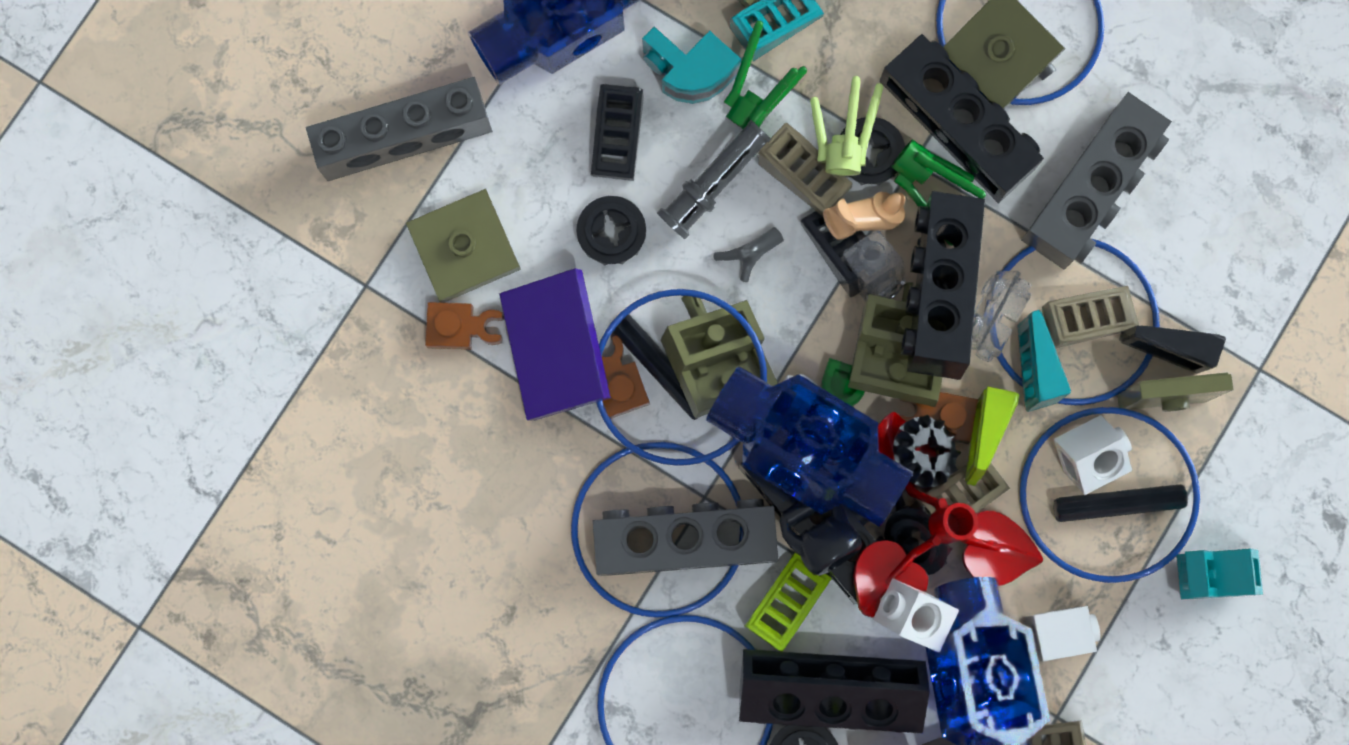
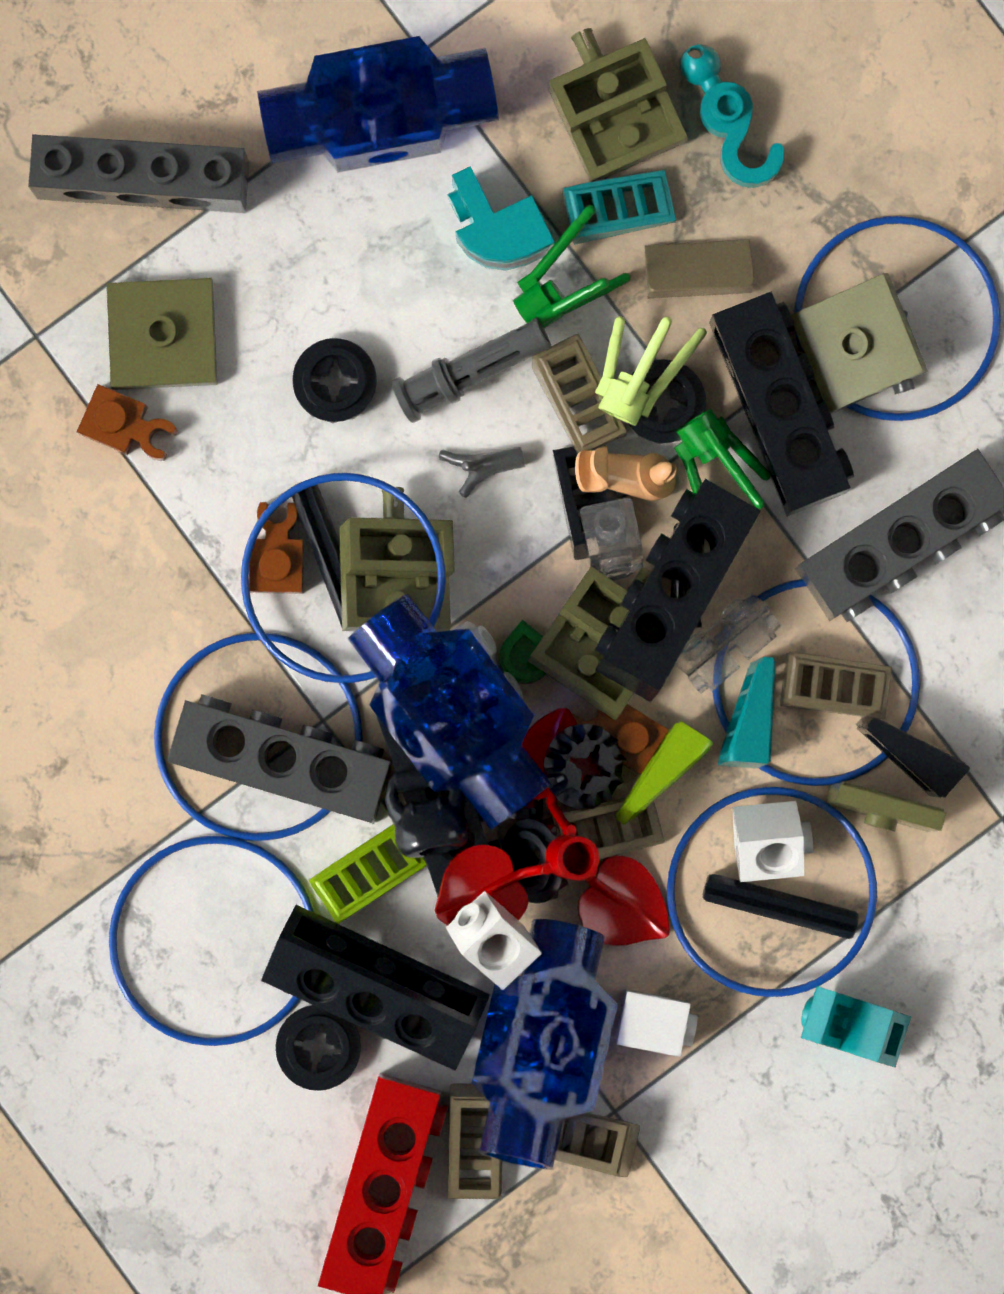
camera: 20 degrees right, 5 degrees up
(554, 345) = (219, 487): dark purple tile -> none
(623, 96) = (405, 229): black slope -> none
(856, 43) = (699, 269): none -> dark tan slope

